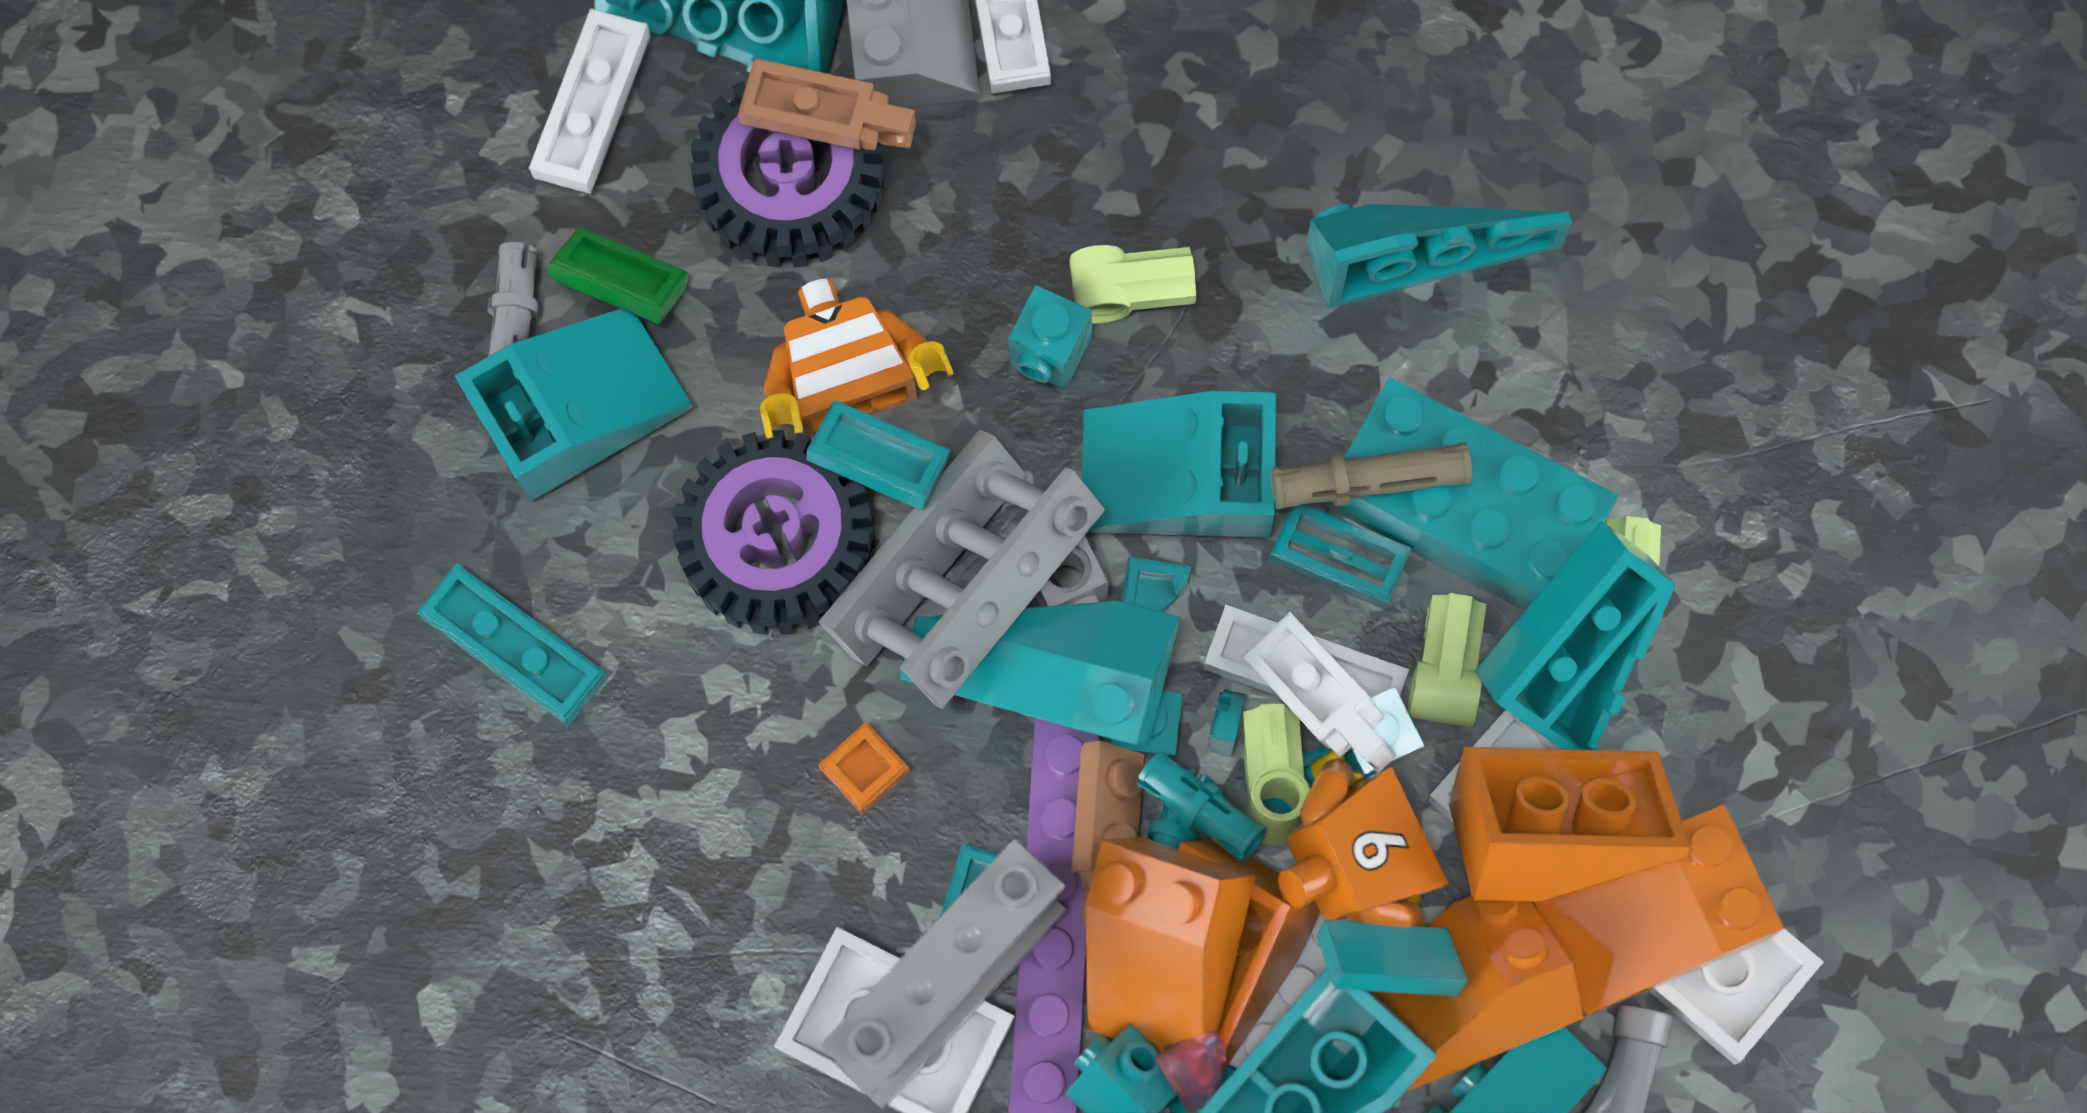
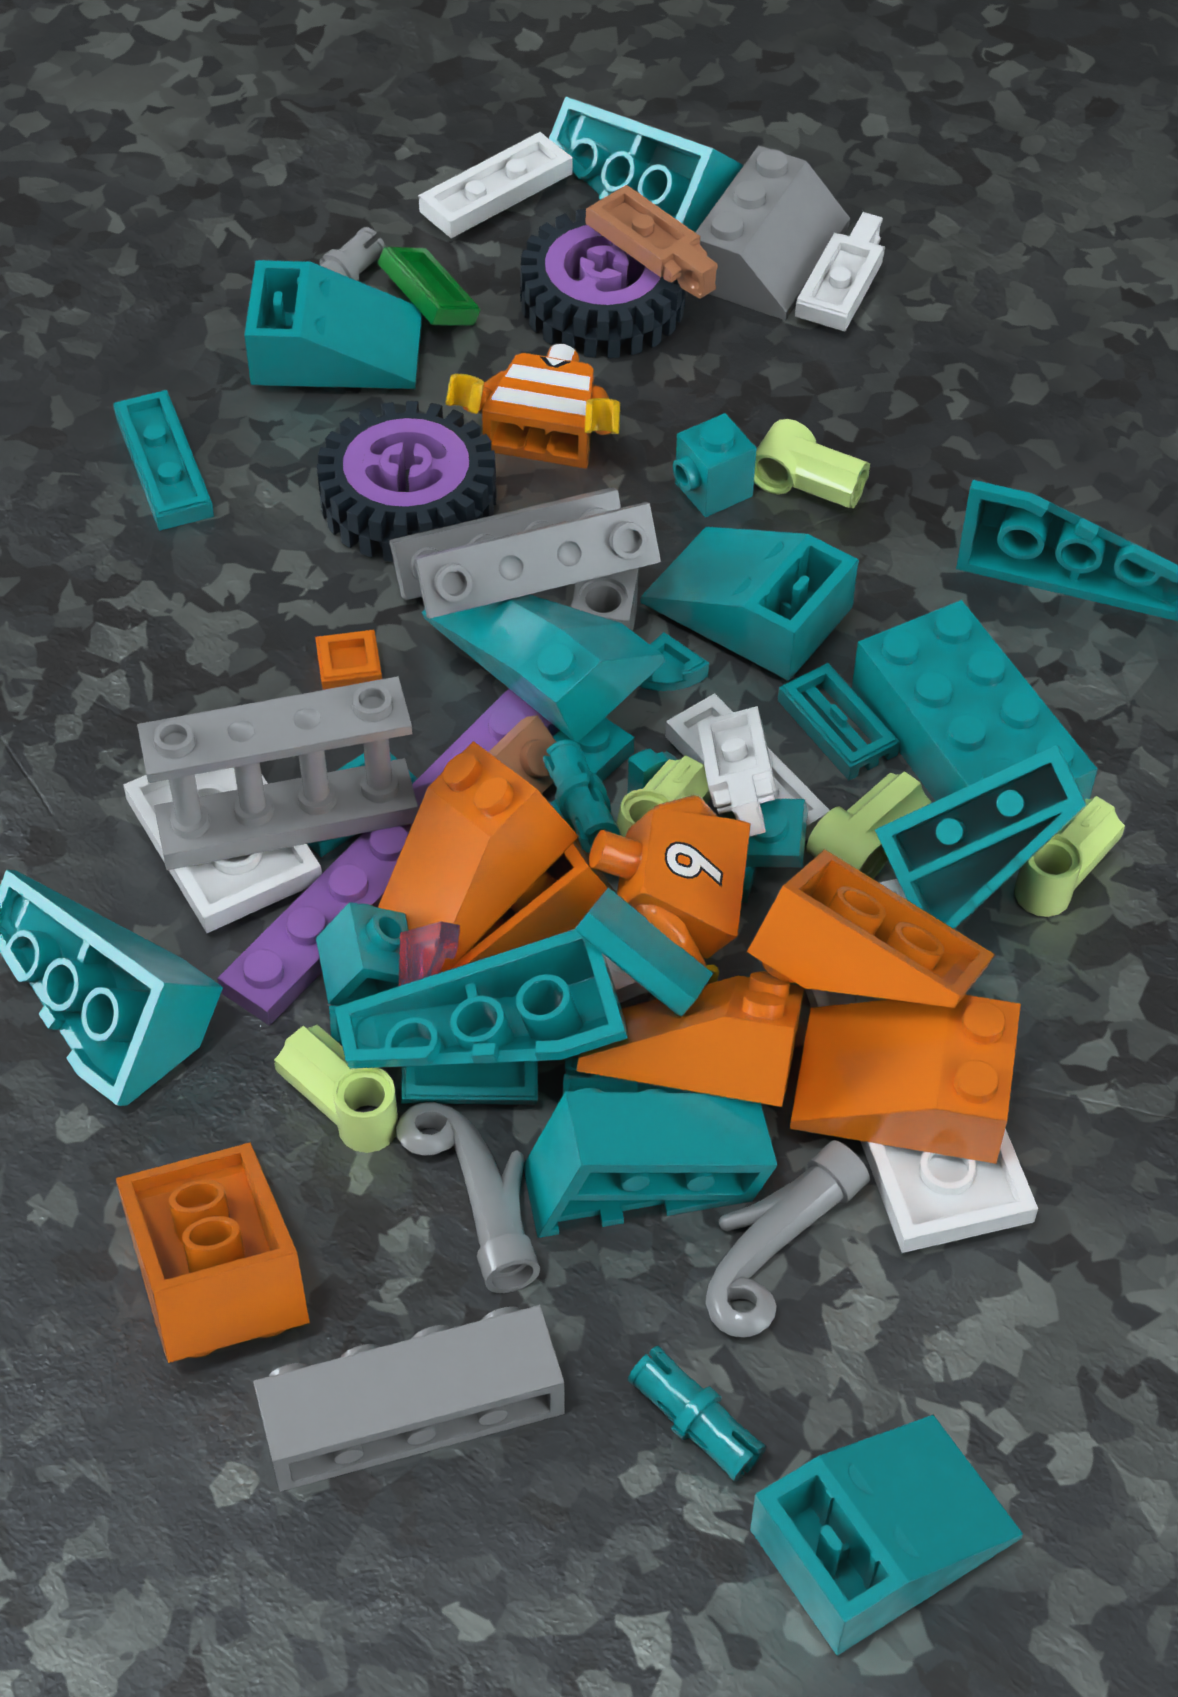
camera: 30 degrees right, 20 degrees down
(878, 454) = (520, 458): teal tile -> none
(1371, 475) = (870, 630): dark tan pin -> none

